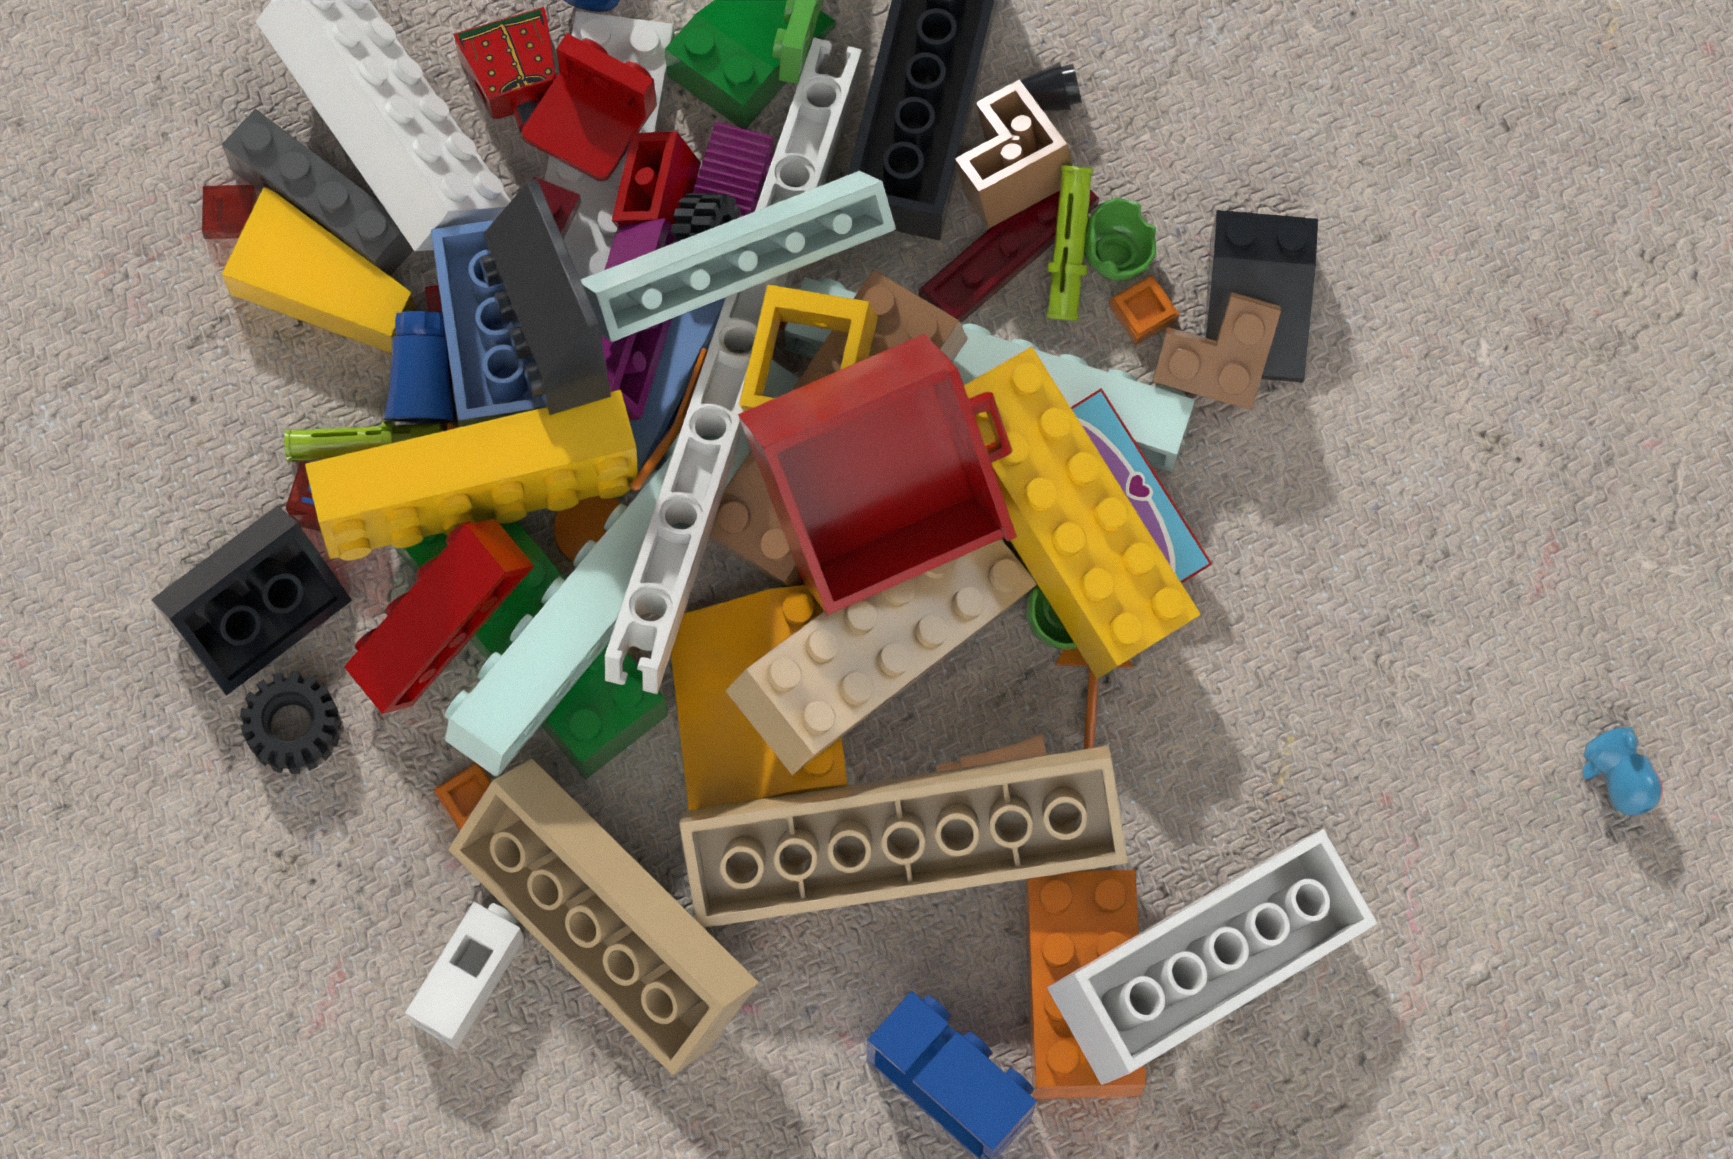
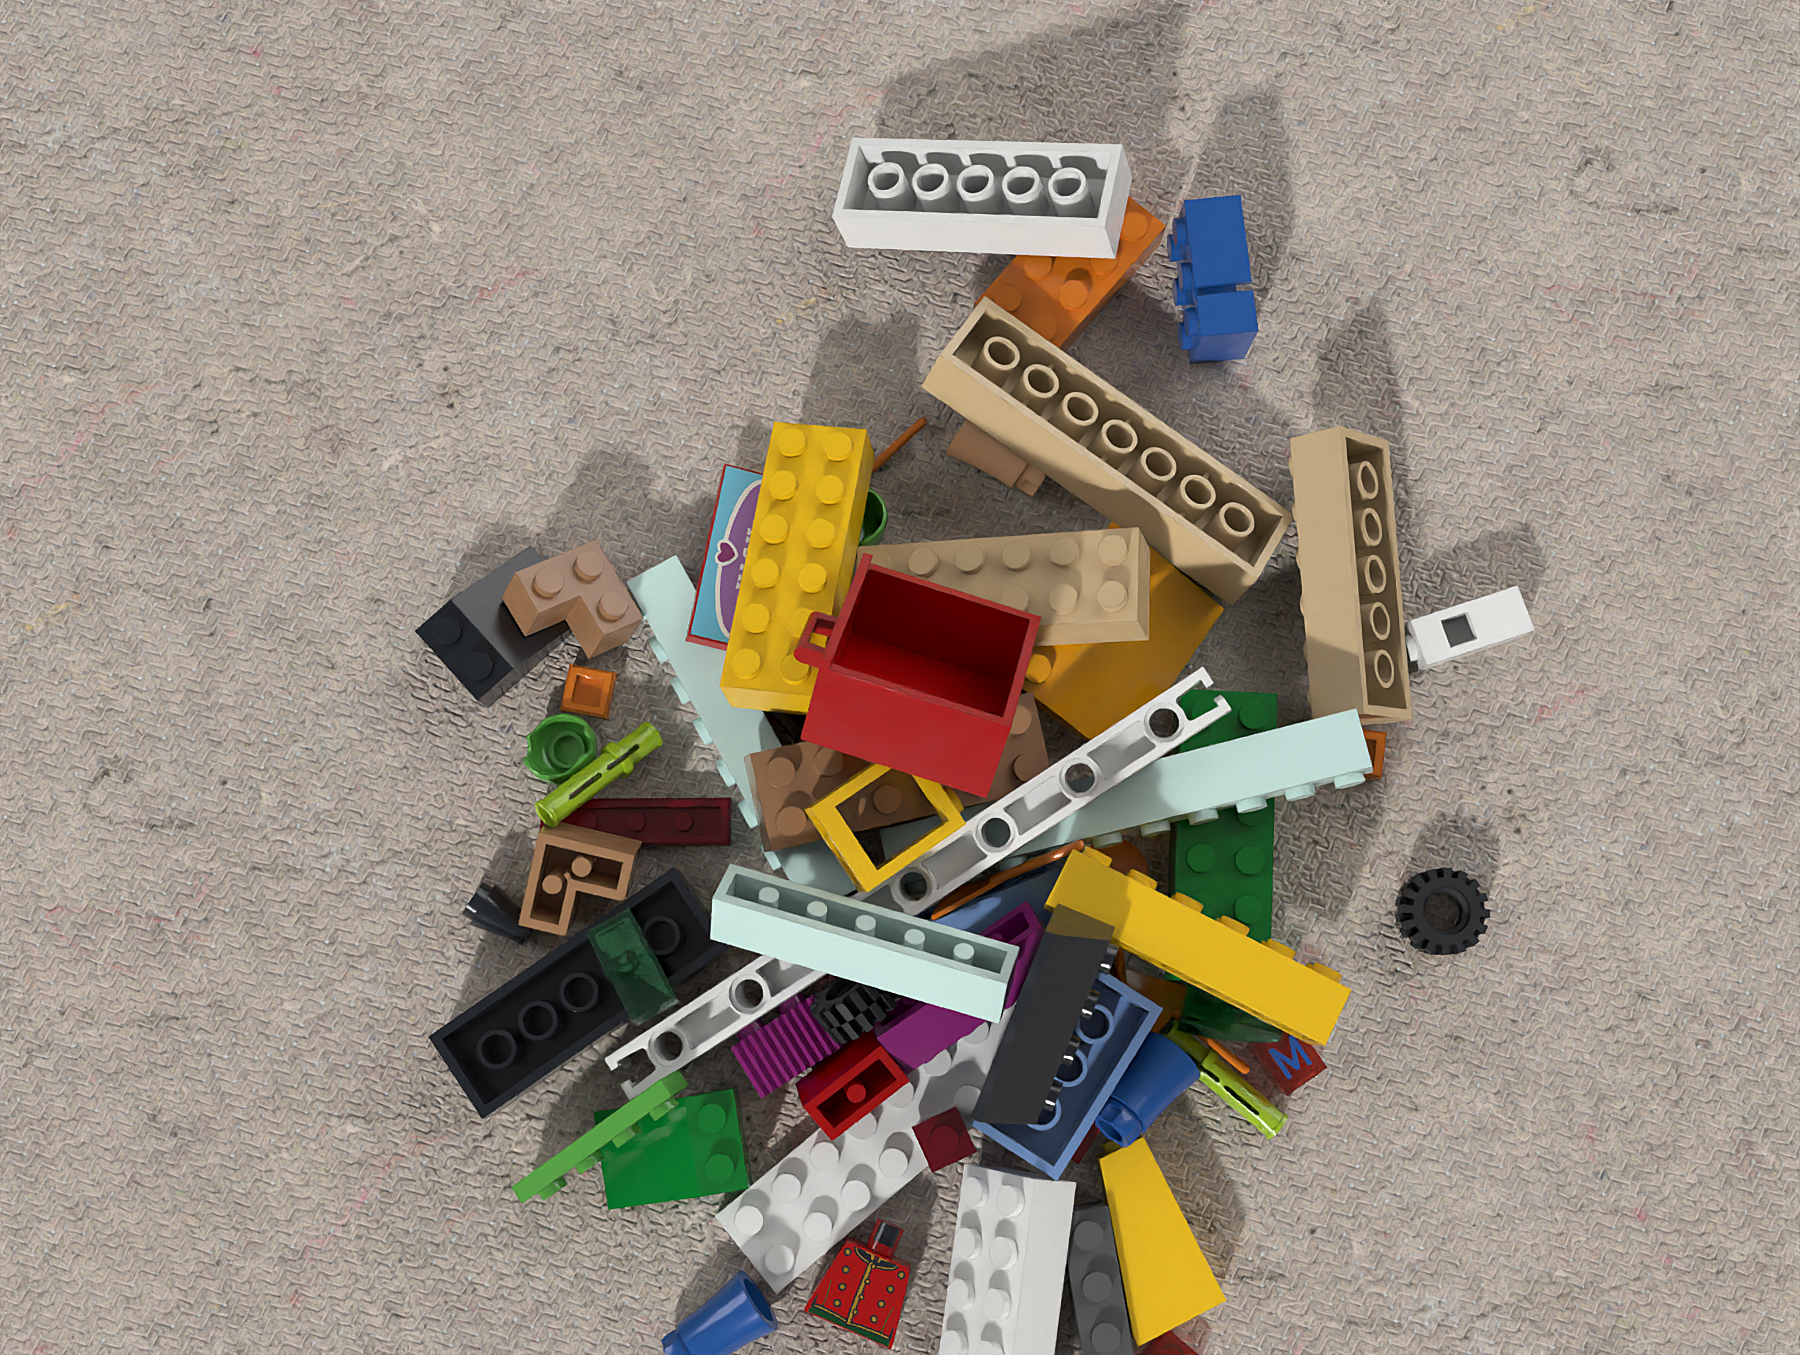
camera: 135 degrees left, 10 degrees up
(252, 599) = (1406, 1030): black slope -> none
(438, 614) = (1291, 878): red brick -> none
(591, 108) = (847, 1188): red bracket -> none
(901, 118) = (632, 967): none -> clear green slope
(1629, 777) = (593, 102): dark azure animal -> none

